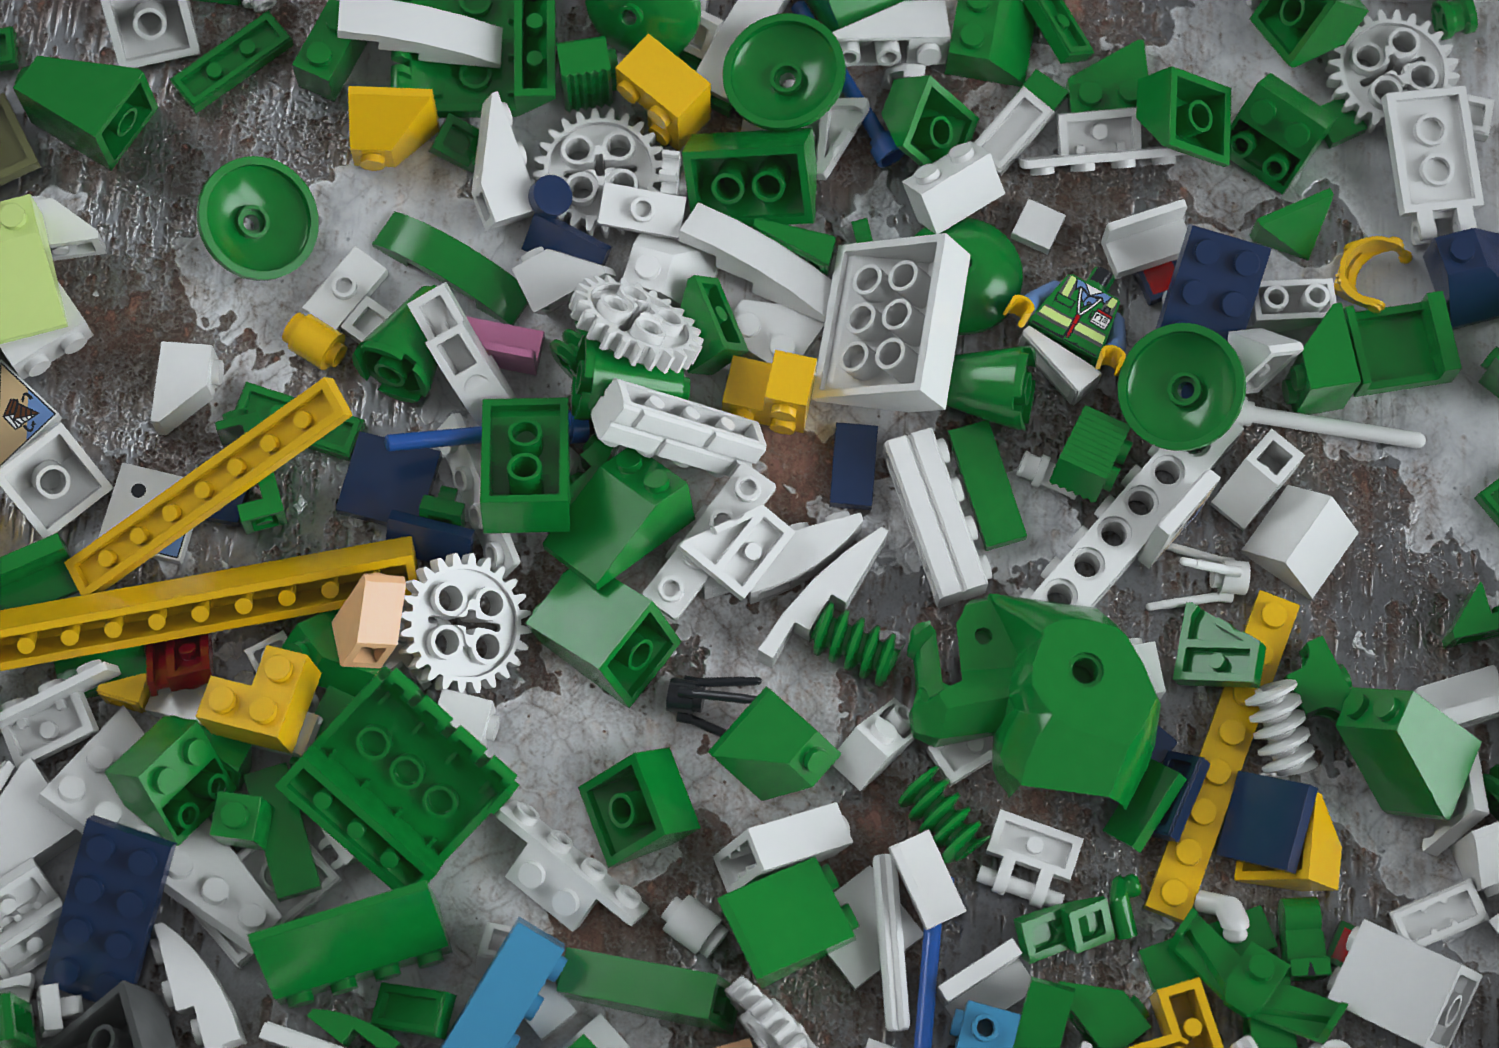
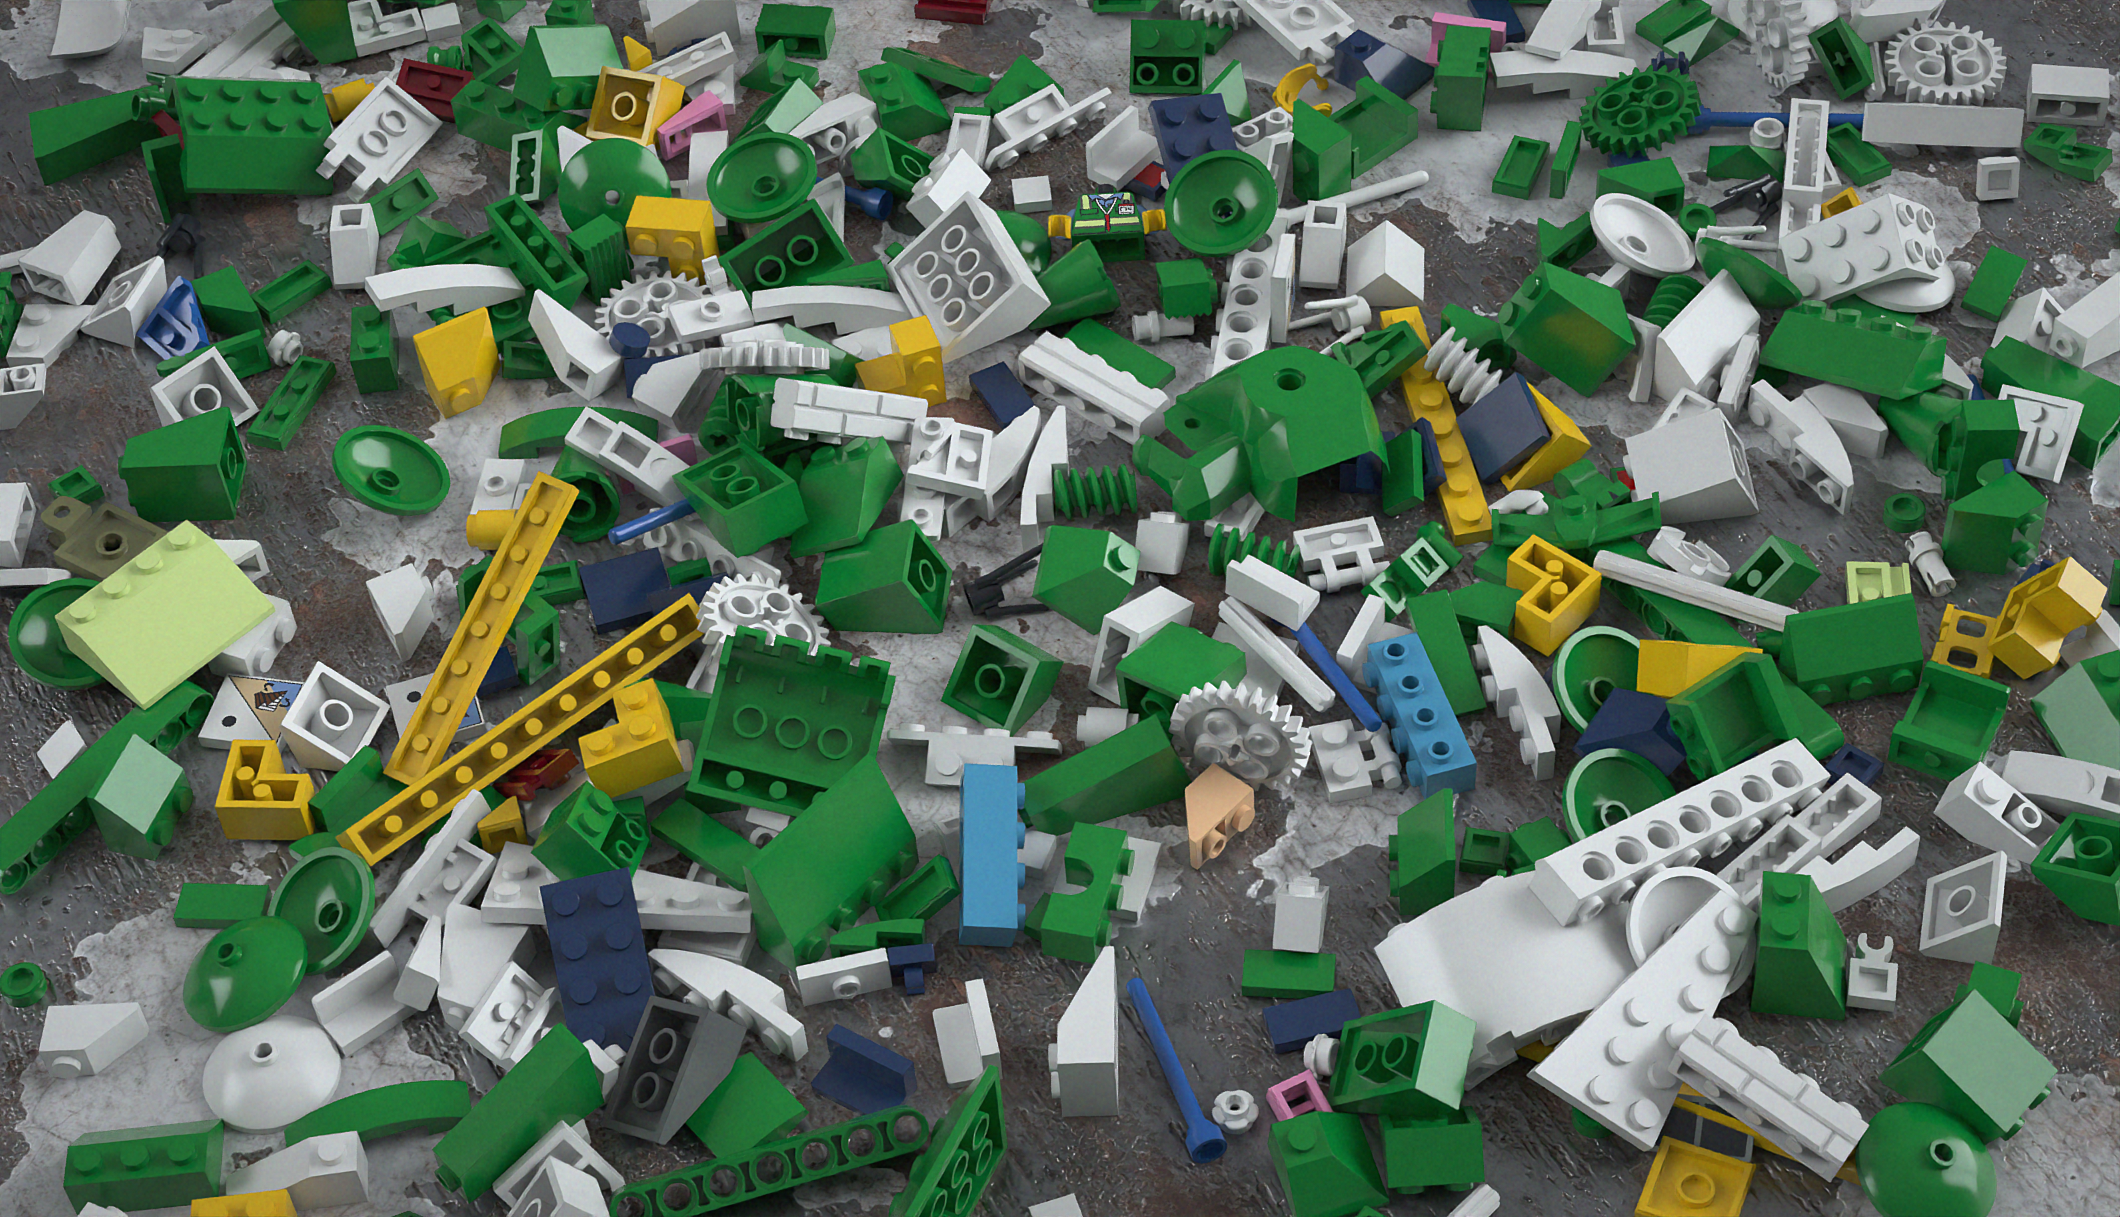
camera: 25 degrees left, 25 degrees down
(241, 820) = (674, 837): green brick -> none
(370, 621) = (685, 649): light nougat slope -> none
(1062, 368) = (1136, 256): white slope -> none
(1186, 113) = (1090, 64): green slope -> none

